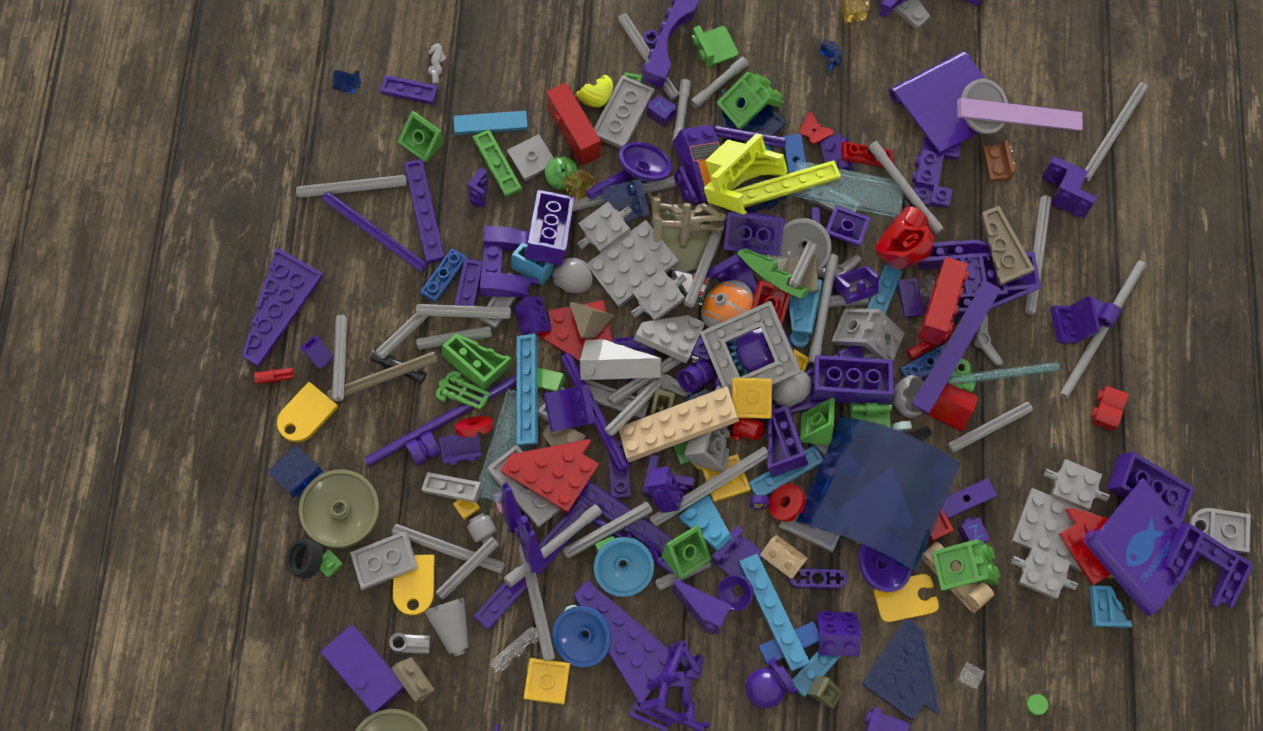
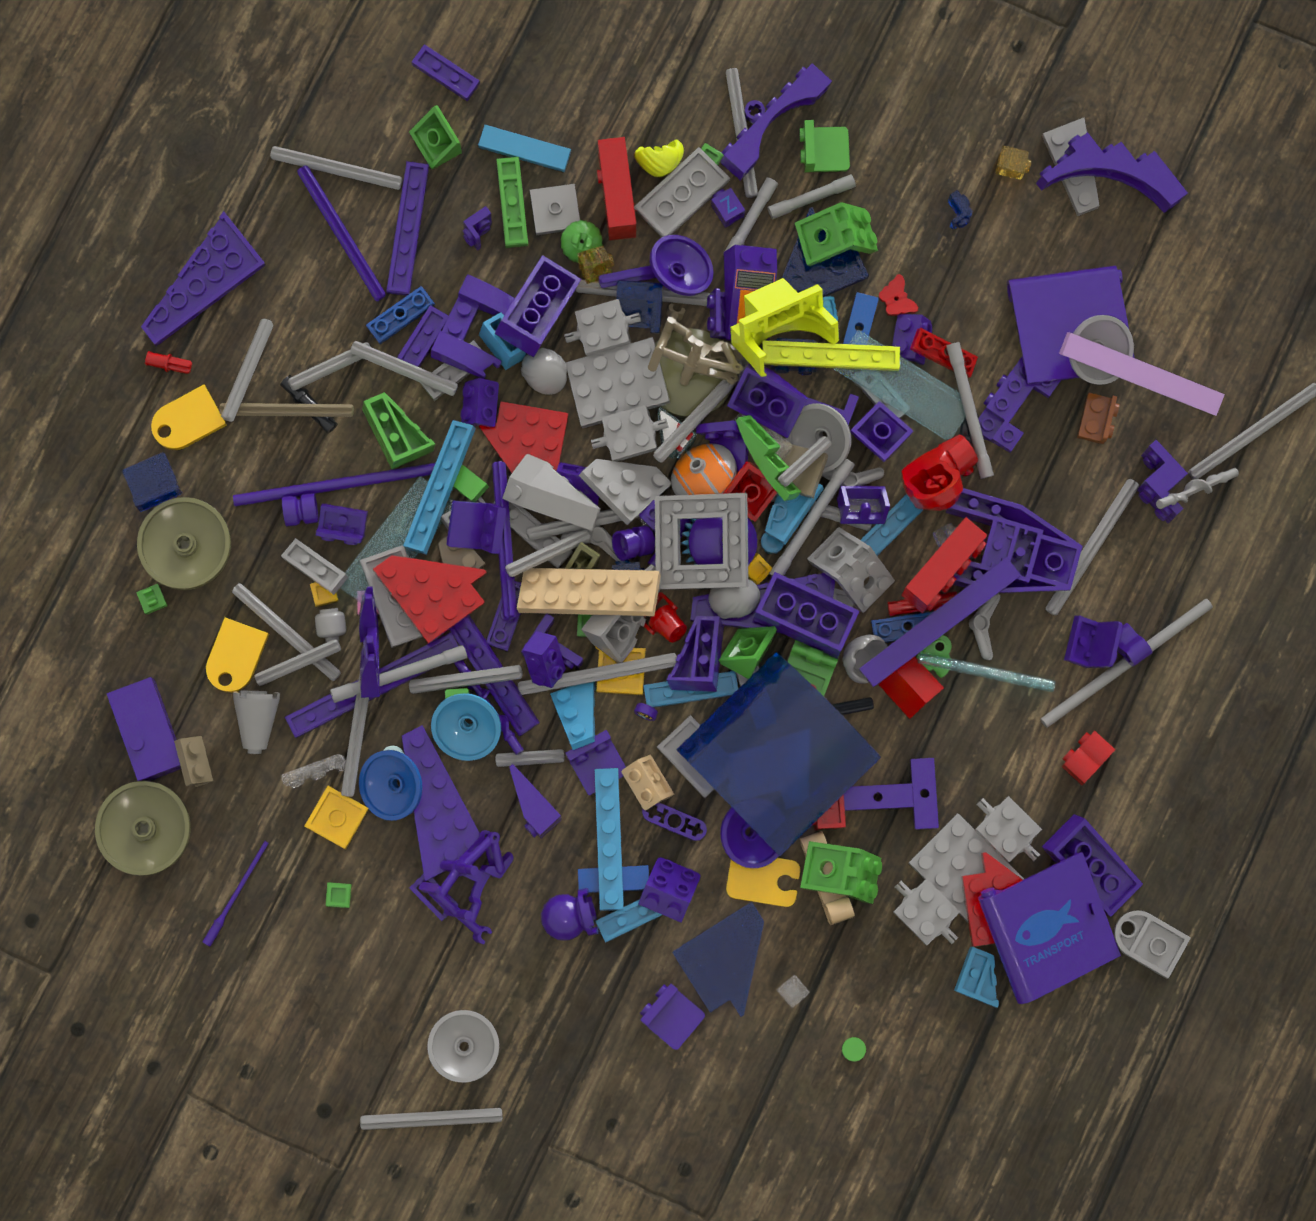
camera: 20 degrees right, 10 degrees up
(314, 560) = (116, 578): black tyre -> none
(317, 352) = (224, 354): dark purple brick -> none
(346, 81) = (376, 35): clear blue bracket -> none
(384, 560) = (211, 619): light grey tile -> none
(413, 644) = (208, 721): light grey piece -> none
(438, 57) = (494, 43): light grey animal -> none
(439, 340) = (396, 395): light grey axle -> none
(455, 377) = (353, 443): bright green piece -> none
(472, 425) = (365, 505): red tile -> none
(589, 320) = (541, 431): dark tan slope -> none
(686, 552) = (540, 738): bright green slope -> none
(726, 592) = (568, 803): dark purple piece -> none
(746, 136) = (814, 278): dark purple axle -> none
(752, 397) = (682, 594): yellow tile -> none
(778, 500) = (668, 717): red tile -> none
(825, 691) = (628, 946): olive slope -> none
(904, 426) = (842, 688): light aqua tile -> none
(910, 297) = (919, 542): dark purple tile -> none
(973, 530) = (868, 836): dark purple brick -> none
(990, 427) = (943, 726): light grey axle -> none
(994, 471) = (923, 778): none -> dark purple tile
(1006, 251) = (1048, 532): dark tan wing -> none
(1096, 179) = (1195, 486): none -> light grey piece
(1234, 567) = (1141, 989): dark purple wedge -> none

